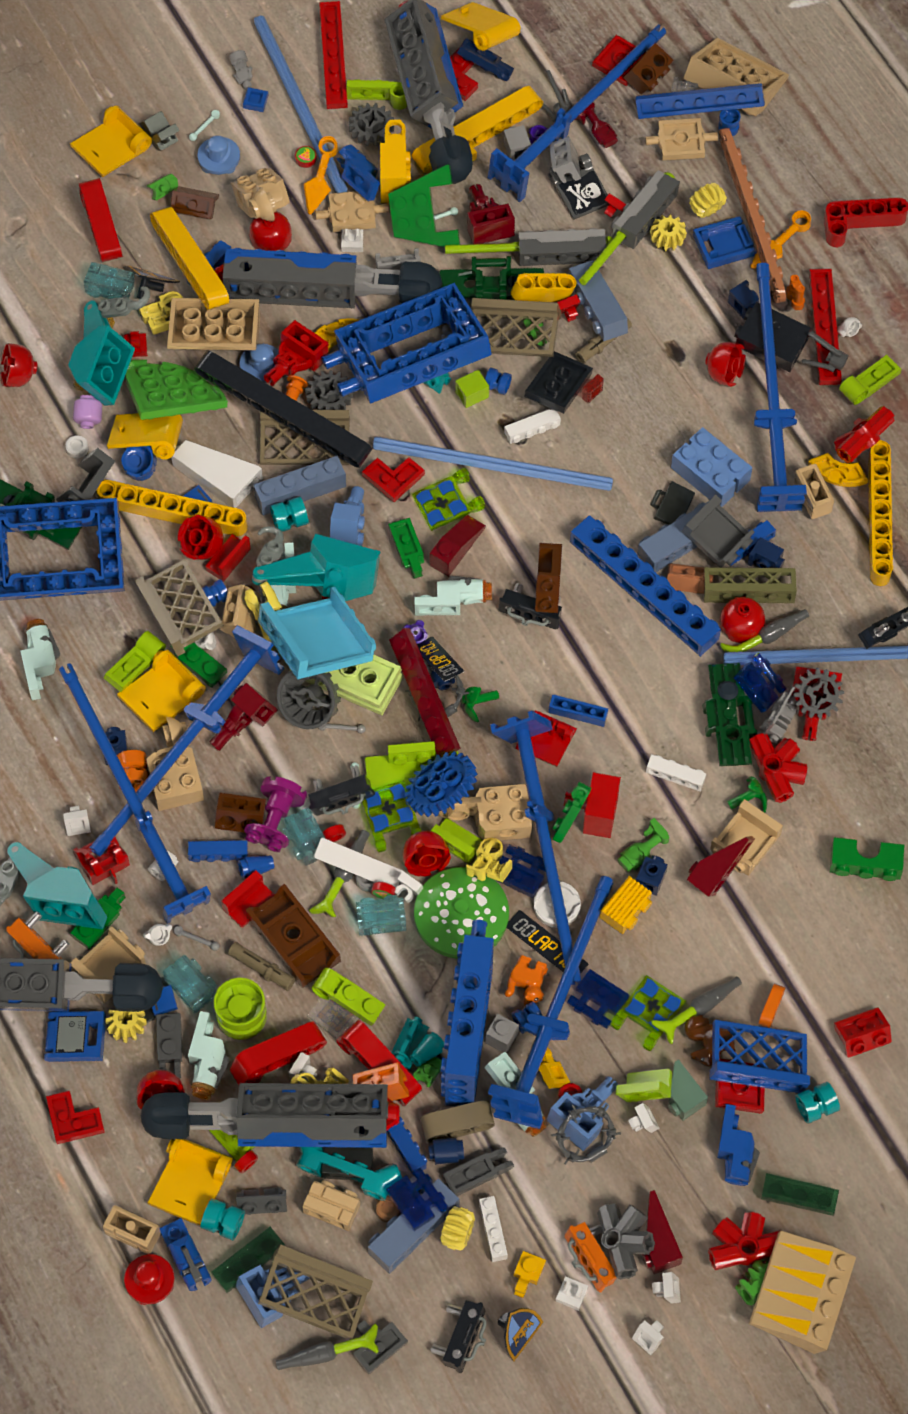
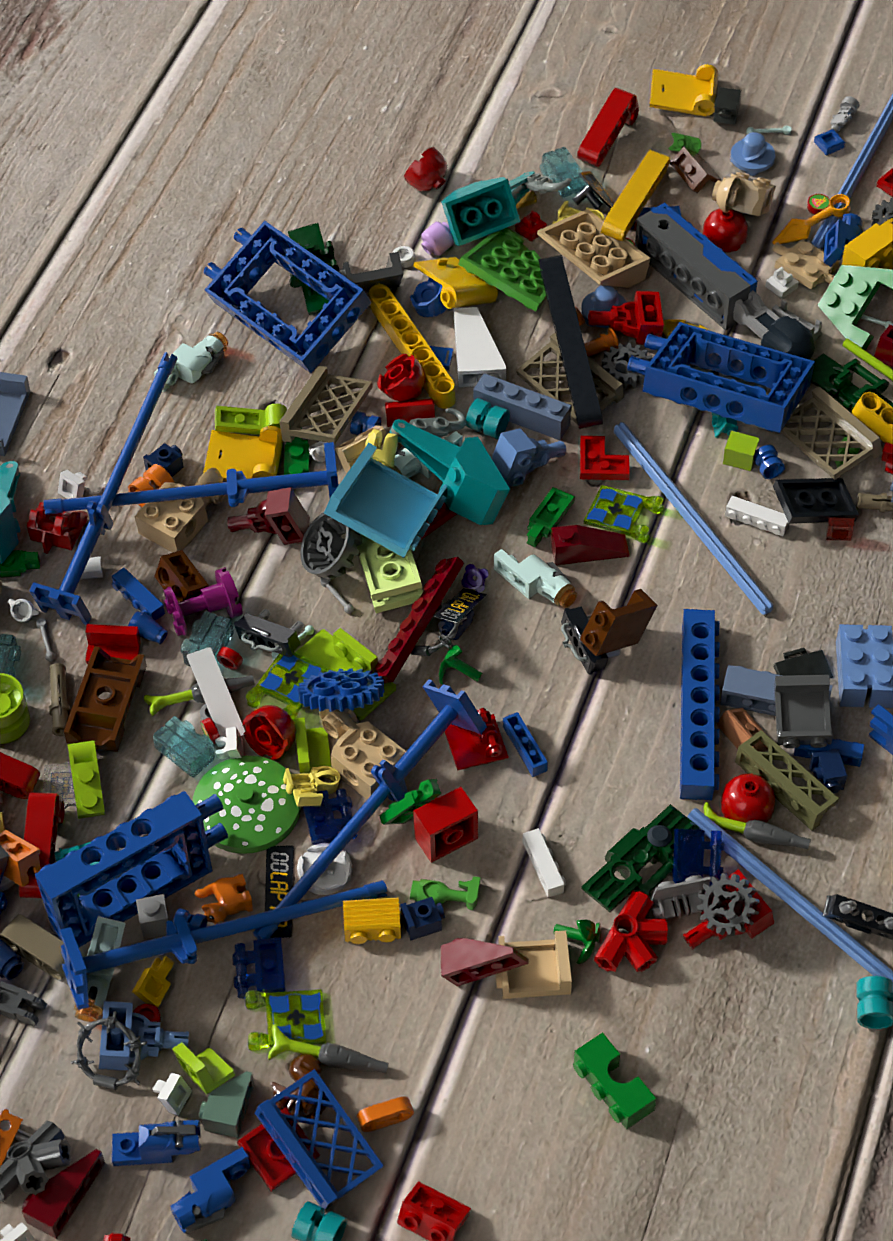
camera: 50 degrees right, 10 degrees down
(672, 1154) = (156, 1143): none -> blue plate

